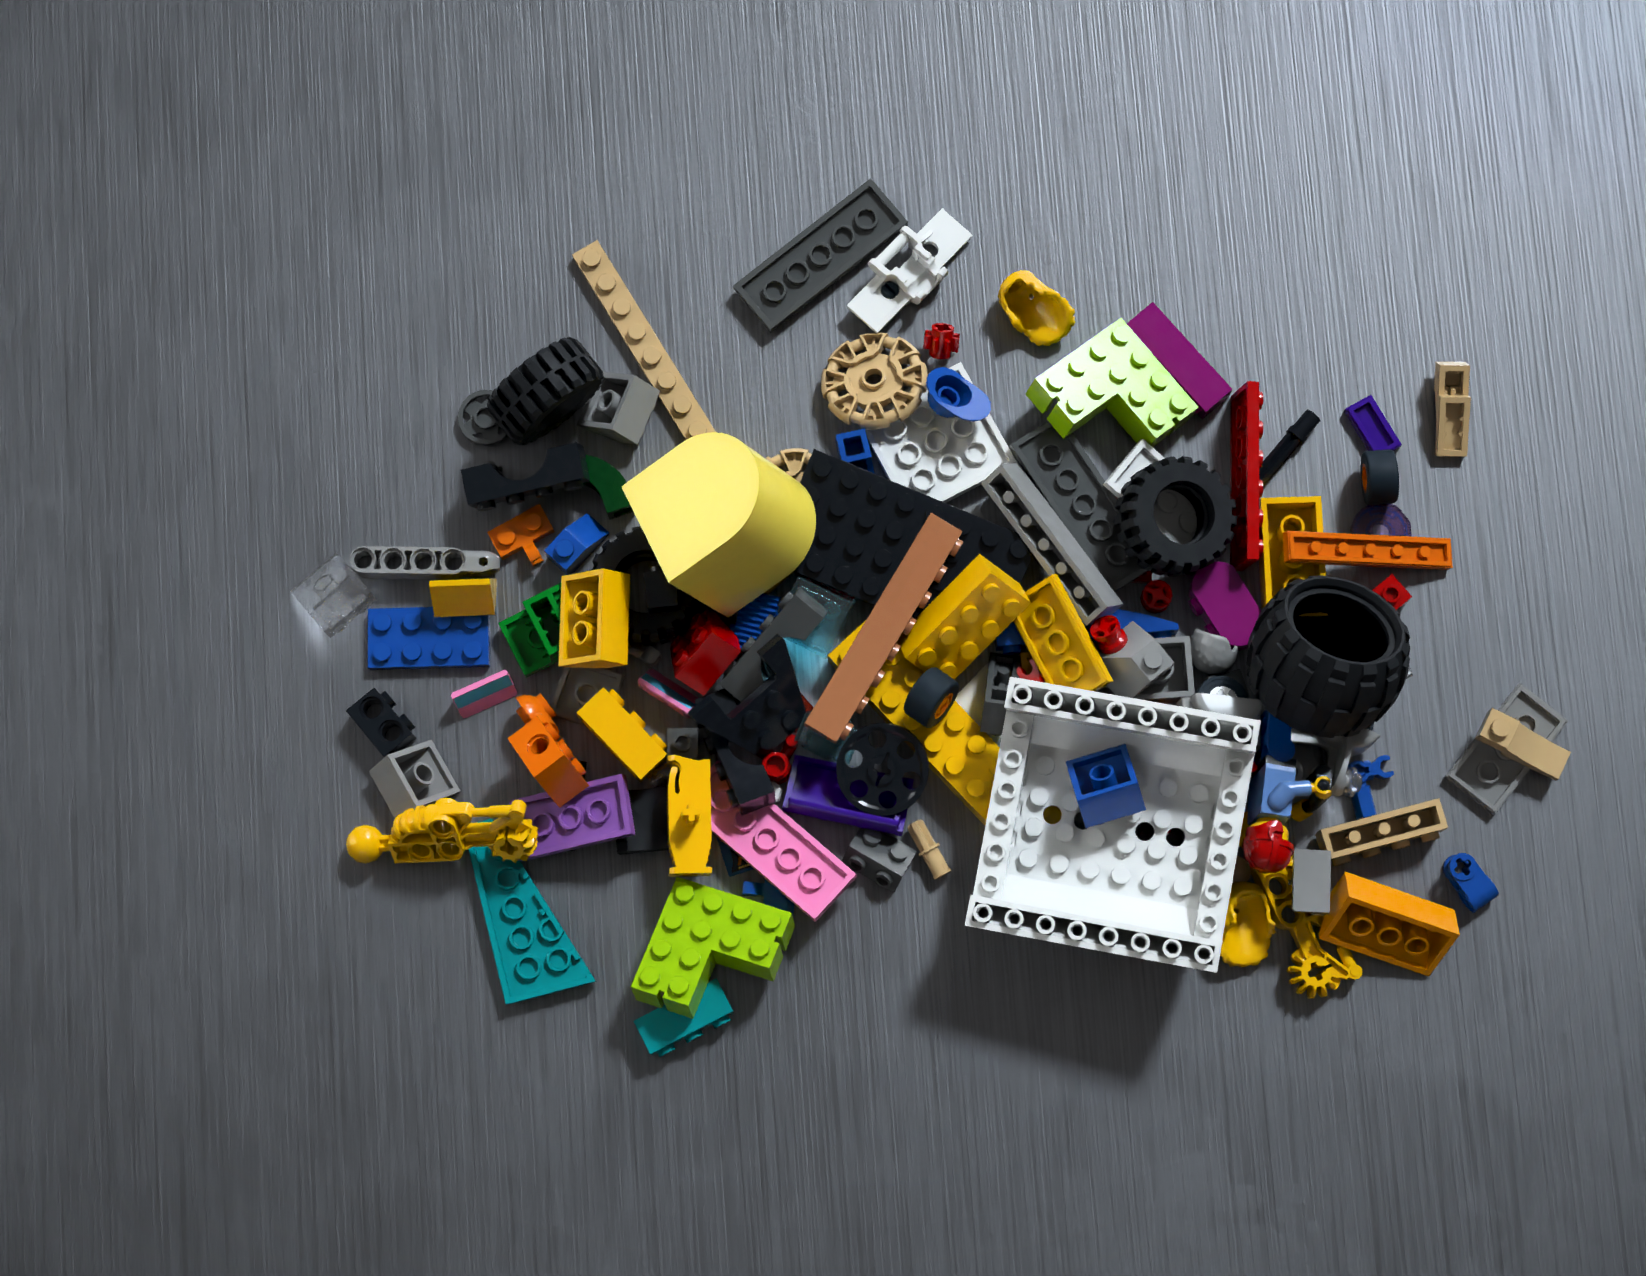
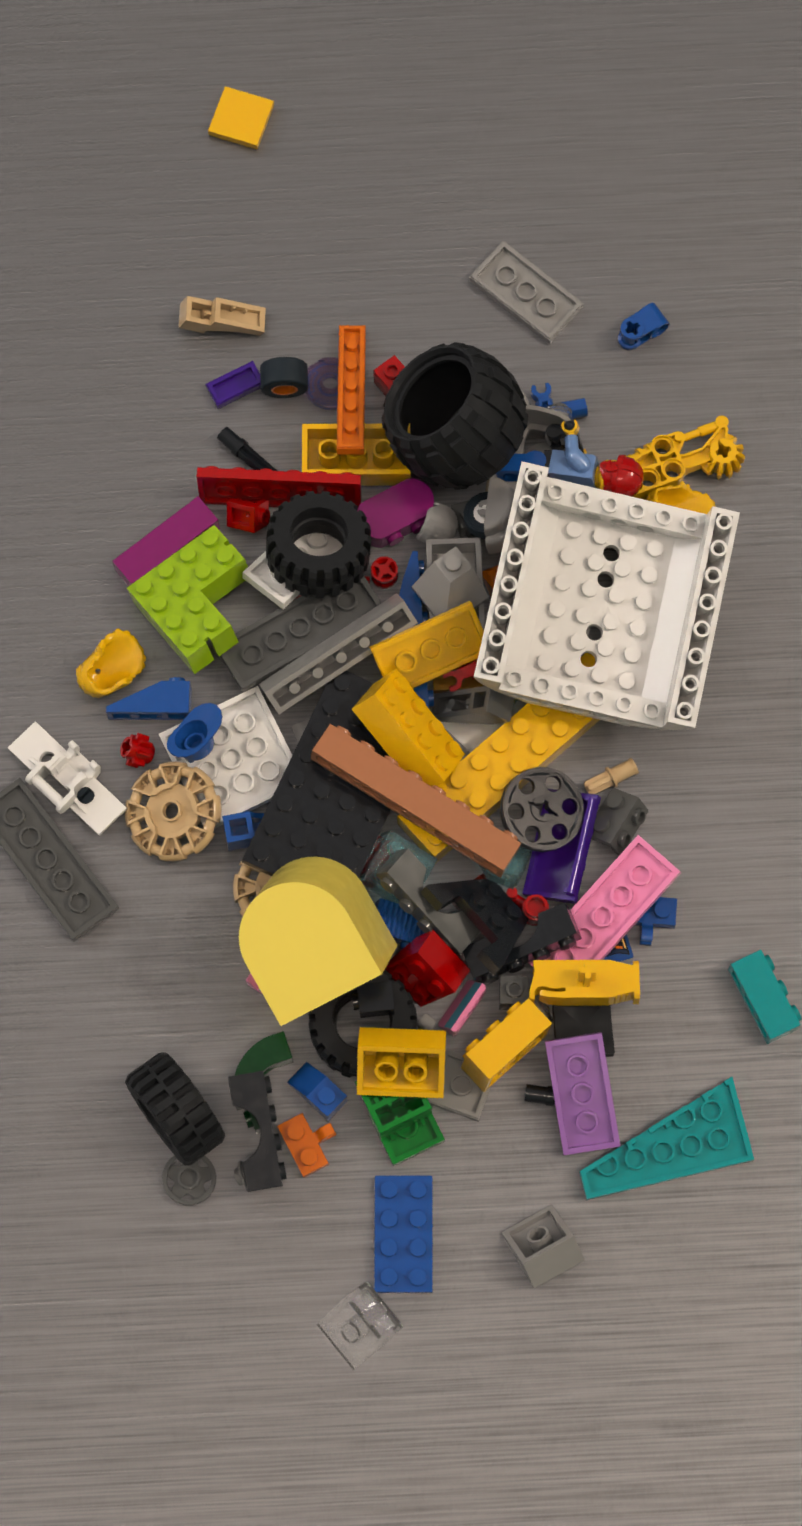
camera: 90 degrees left, 5 degrees down
(377, 727) = (492, 1282): black brick -> none
(444, 833) = (599, 1209): yellow arm -> none
(463, 597) = (366, 1195): yellow slope -> none
(471, 565) = (331, 1190): light grey piece -> none
(484, 694) = (460, 1179): bright pink slope -> none
(543, 754) = (521, 1114): orange brick -> none
(620, 408) = (190, 1044): light grey slope -> none
(642, 341) = (124, 1026): tan plate -> none
(705, 929) = (686, 969): lime piece -> none
(931, 697) = (481, 758): black wheel -> none
(998, 362) = (157, 702): none -> blue slope
(1105, 785) = (568, 605): blue slope -> none
(1108, 634) = (419, 604): red wheel -> none
(1214, 444) = (247, 515): none -> red bracket
(1311, 881) = (649, 445): light grey panel -> none
(1383, 830) = (599, 393): tan brick -> none
(1388, 924) = (682, 390): light orange slope -> none
(1522, 744) = (525, 275): tan slope -> none

